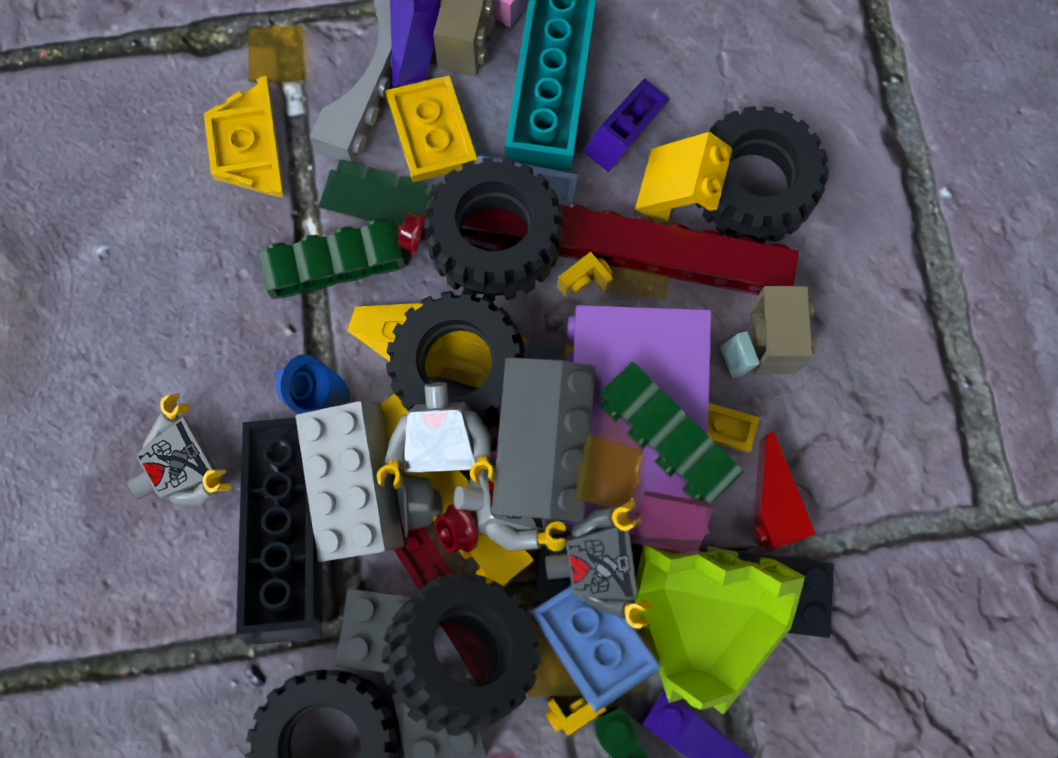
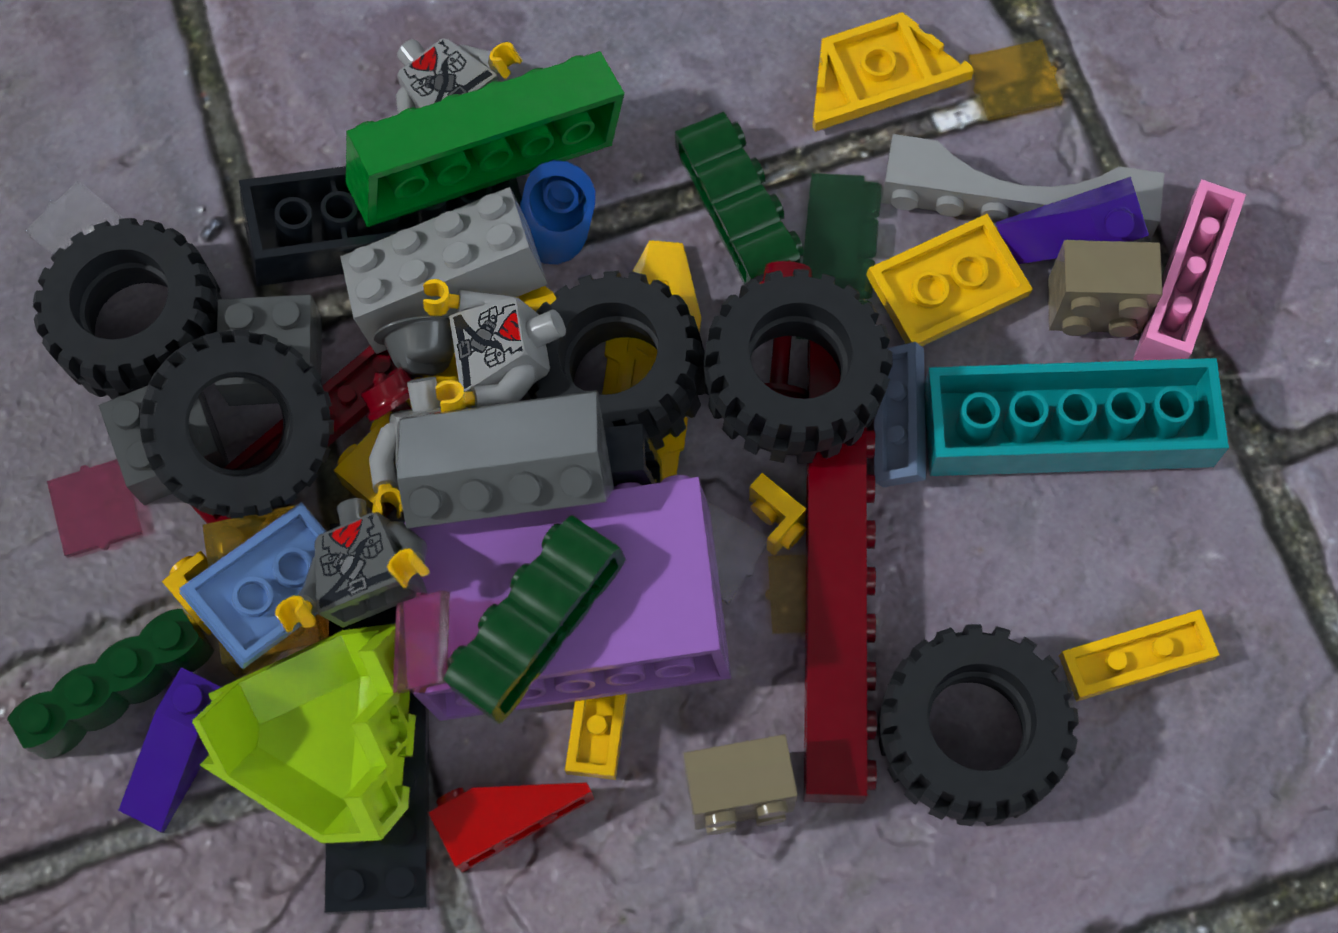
camera: 85 degrees right, 5 degrees down
(244, 433) = (481, 137): none -> green brick
(608, 473) = (470, 548): clear yellow piece -> none
(625, 125) = (1018, 534): dark purple slope -> none
(684, 175) = (940, 614): yellow panel -> none
(719, 70) = (1138, 655): none -> yellow plate
(739, 354) = (702, 735): light aqua tile -> none

